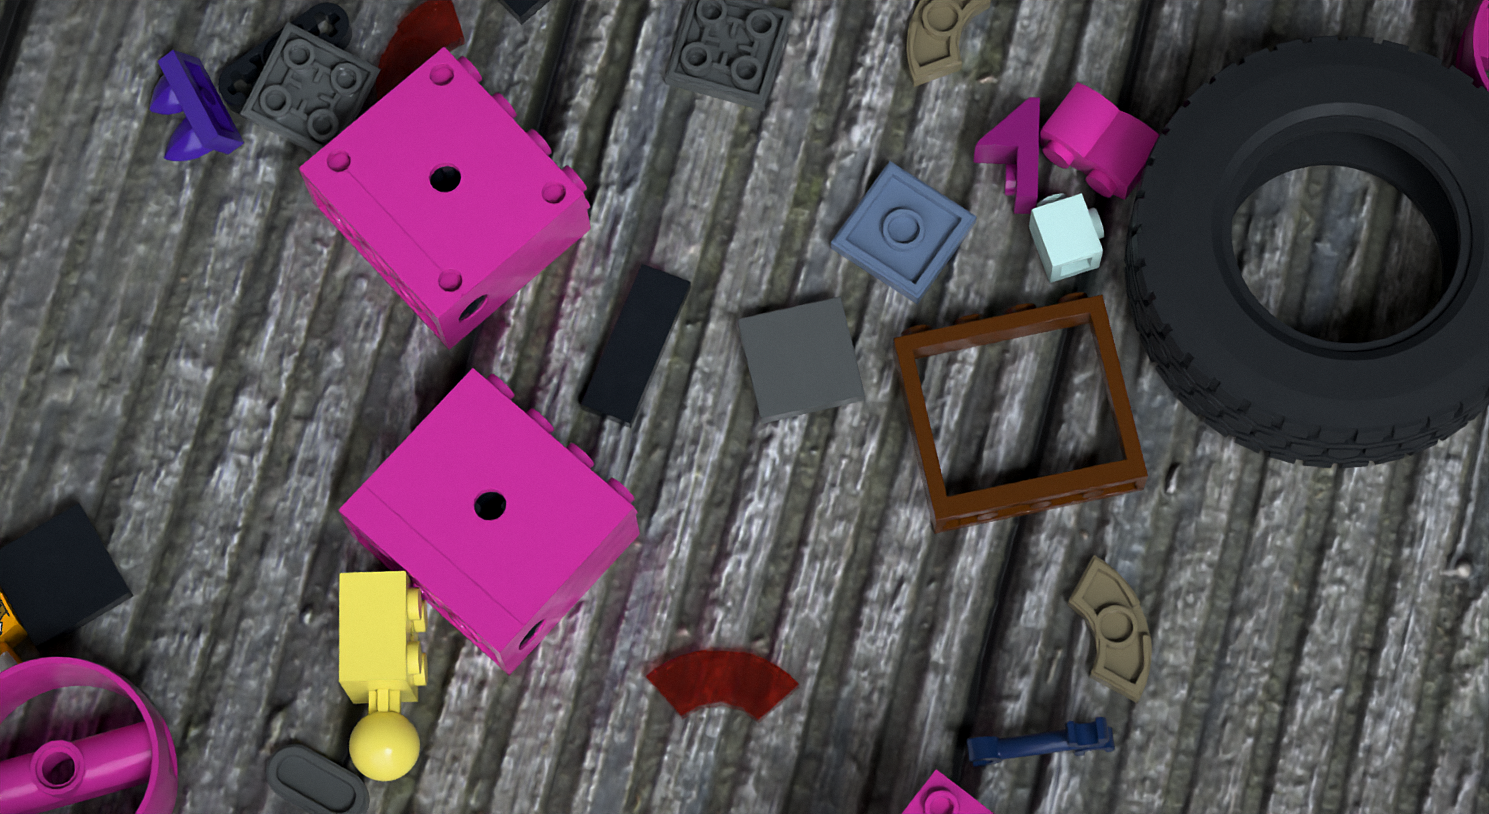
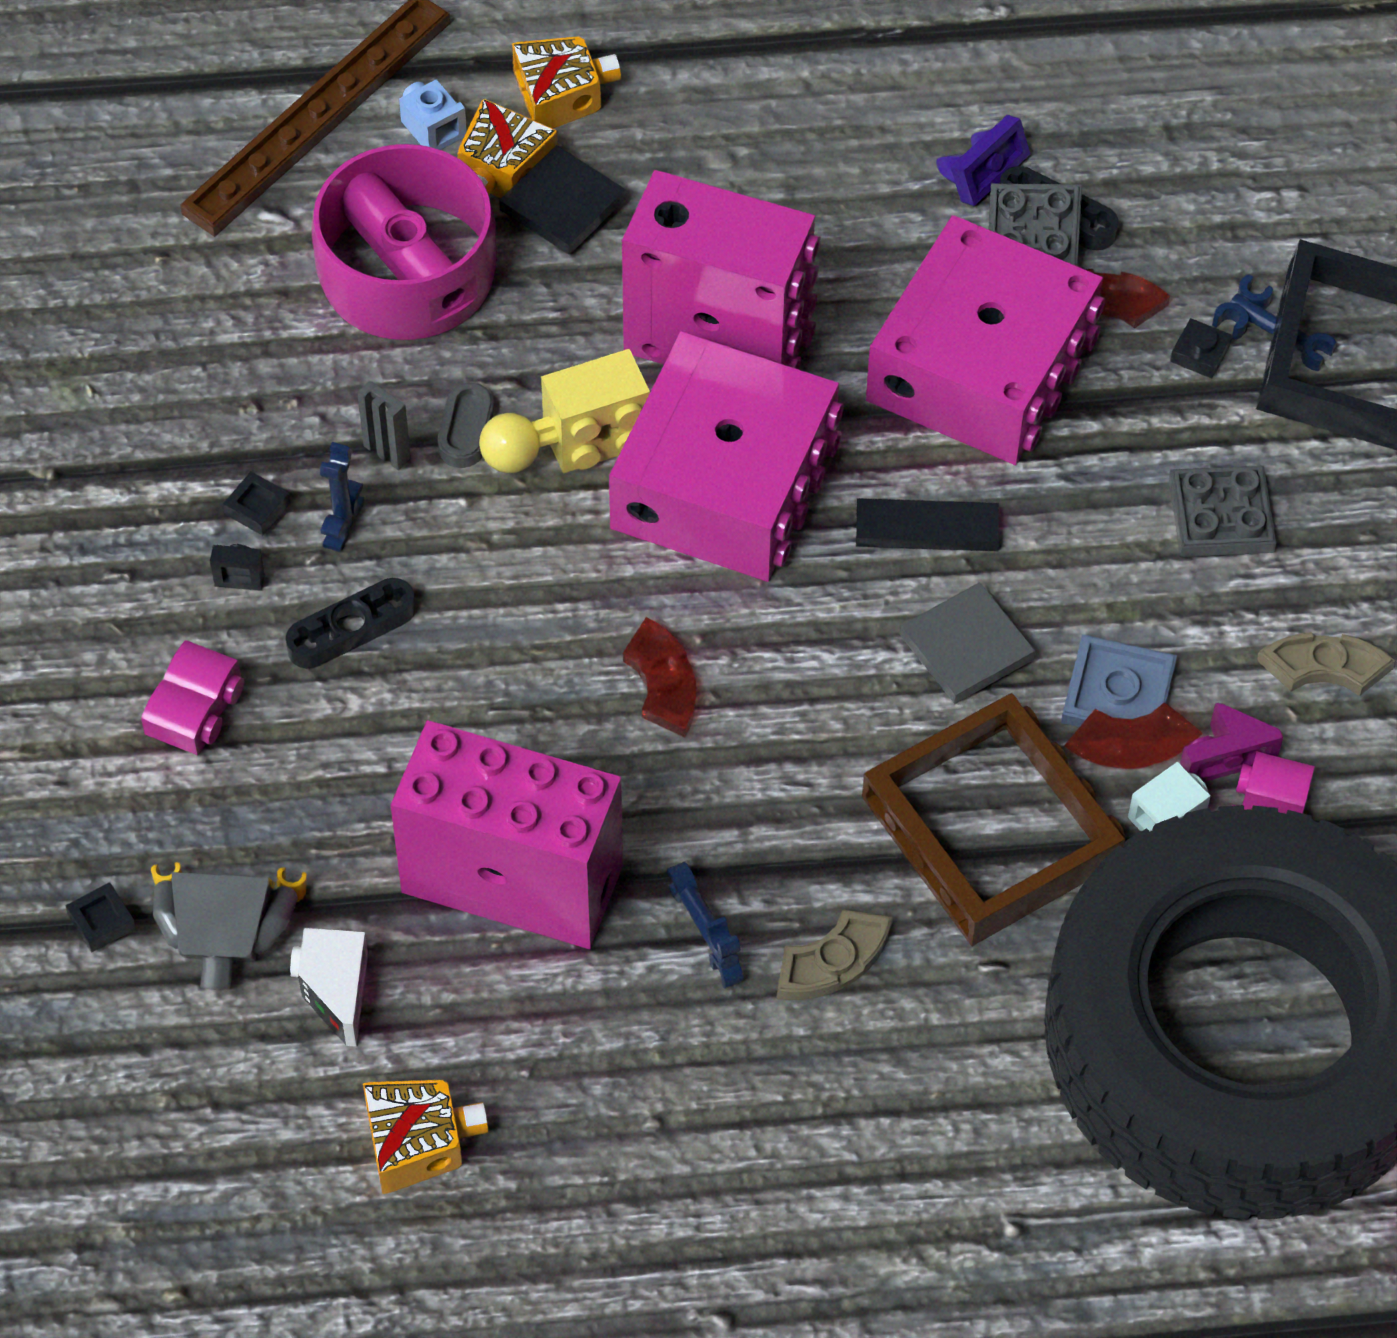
camera: 65 degrees right, 15 degrees down
(291, 443) = (717, 271): none -> dark pink gear
(976, 242) = (1132, 742): none -> clear red tile

